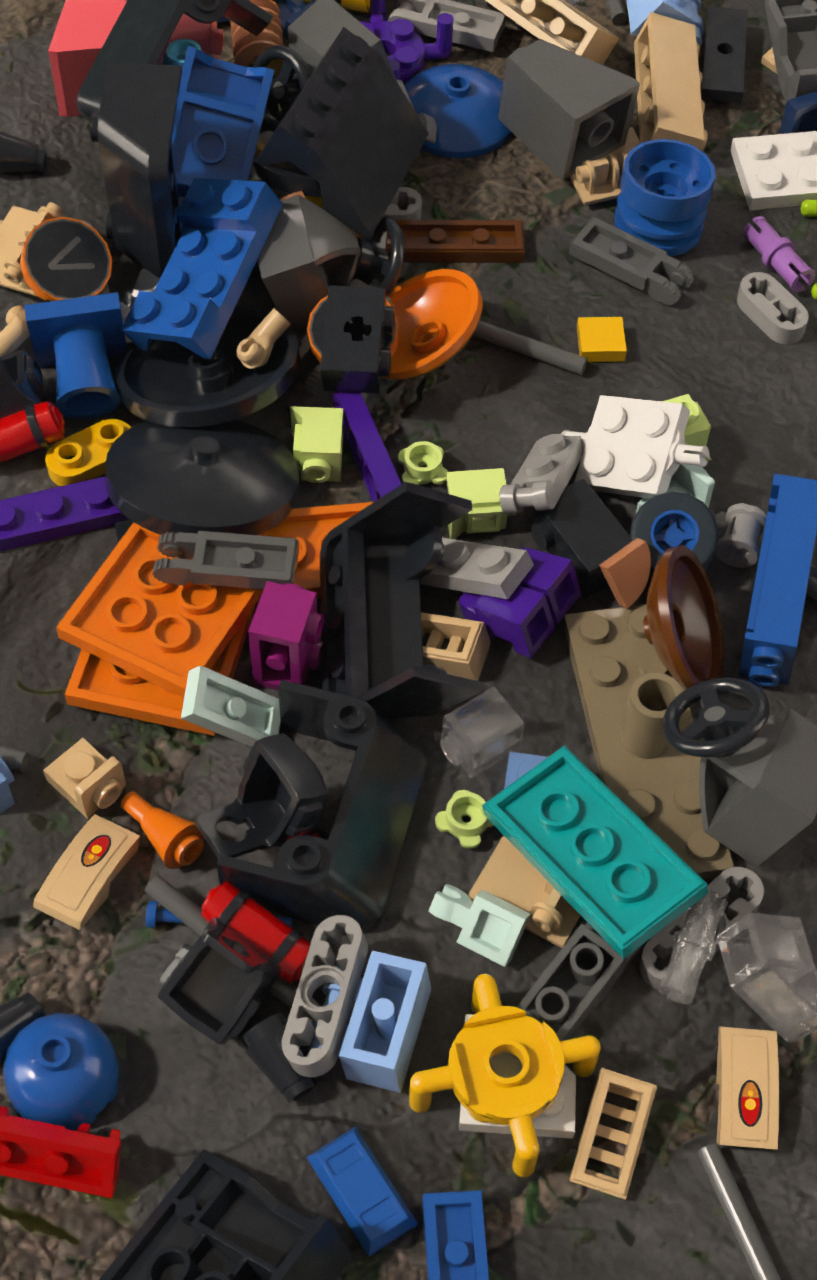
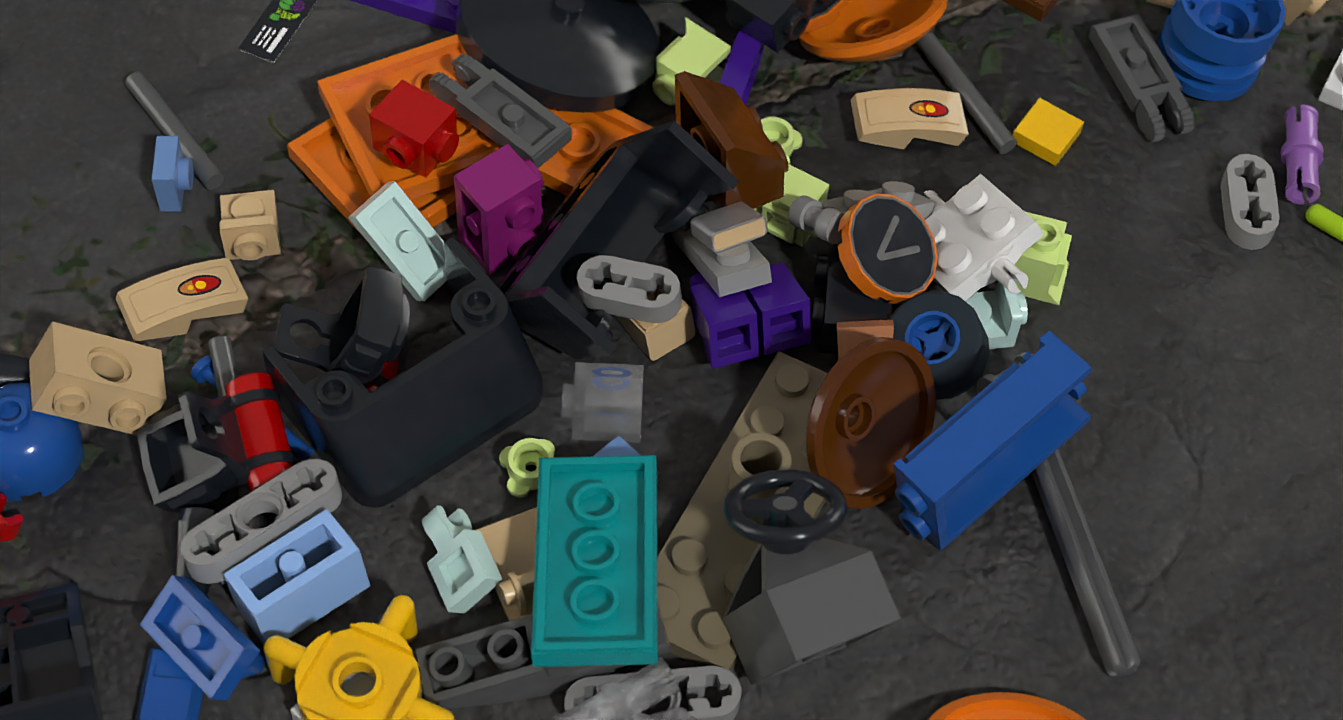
camera: 35 degrees right, 0 degrees up
(93, 978) = (96, 379): none -> tan brick
(172, 836) = (265, 309): orange cone -> none
(179, 615) = (414, 129): none -> red brick
(355, 1118) = (201, 639): none -> blue tile
(394, 461) = (733, 137): none -> reddish brown slope
(432, 636) = (629, 288): none -> light grey beam
(472, 542) = (729, 226): none -> flat silver piece
(500, 384) = (900, 114): none -> tan slope
(595, 487) = (887, 248): none -> black tile

